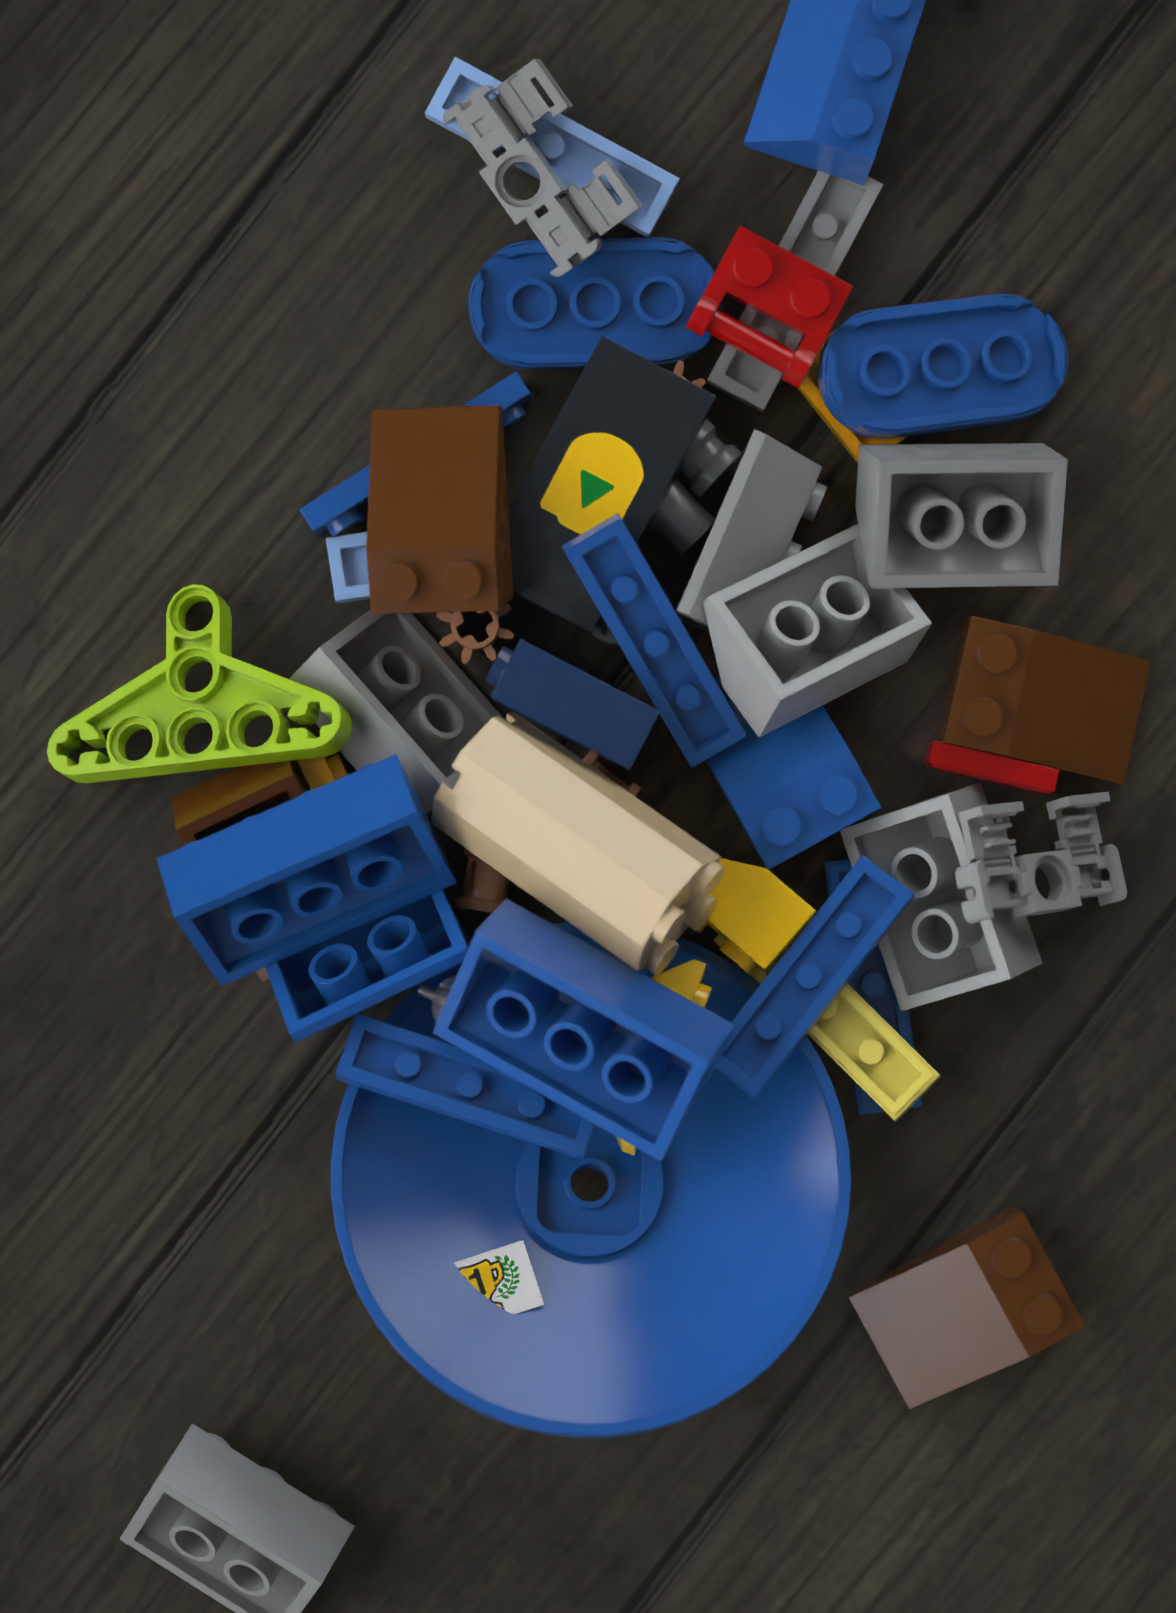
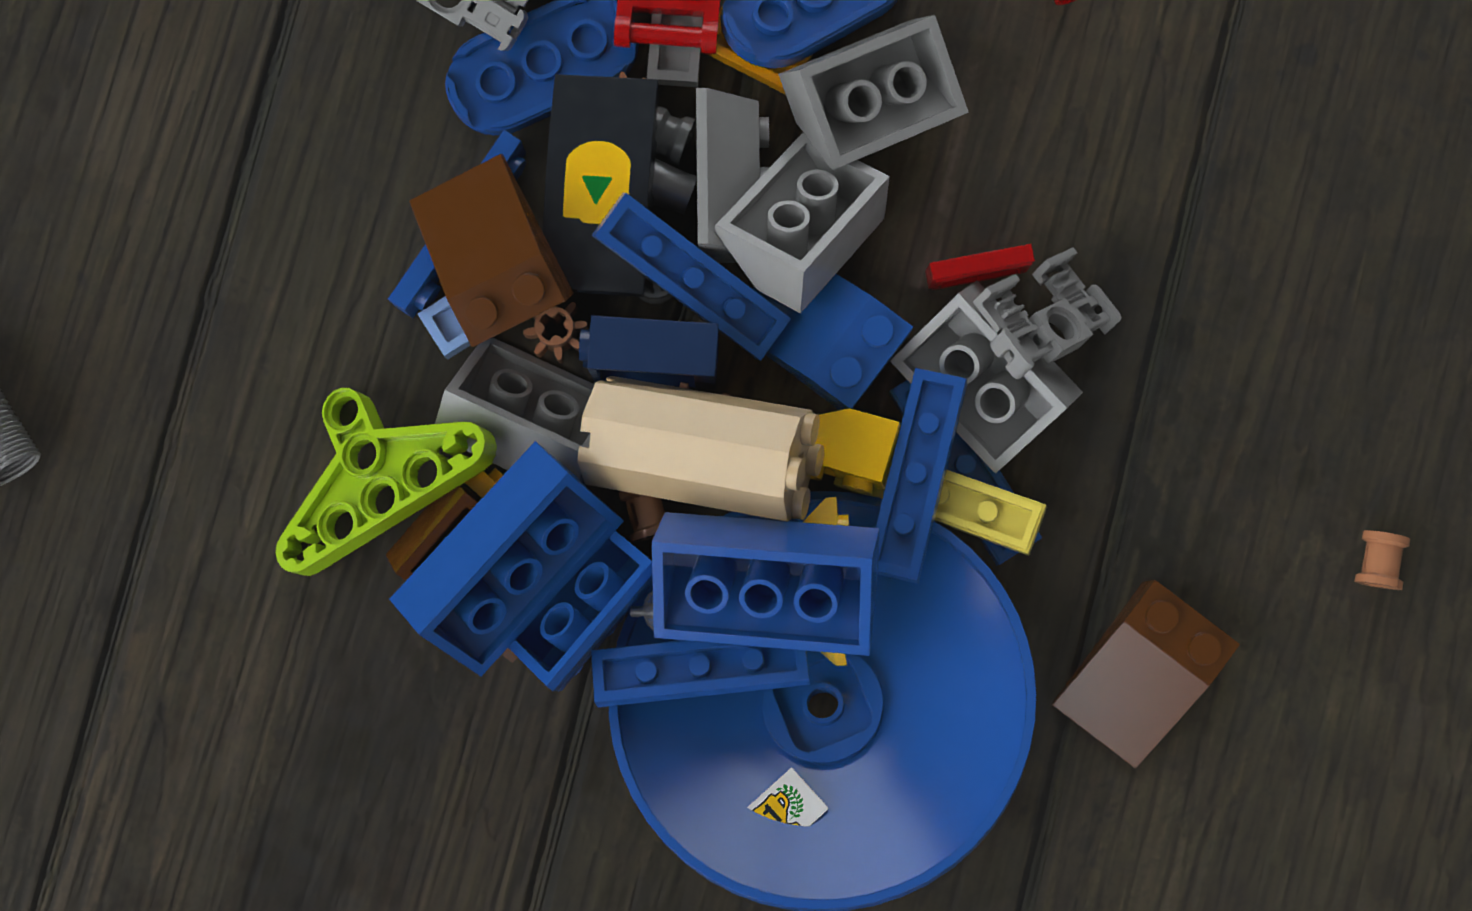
camera: 25 degrees left, 5 degrees down
(1044, 699) = (994, 199): reddish brown slope -> none

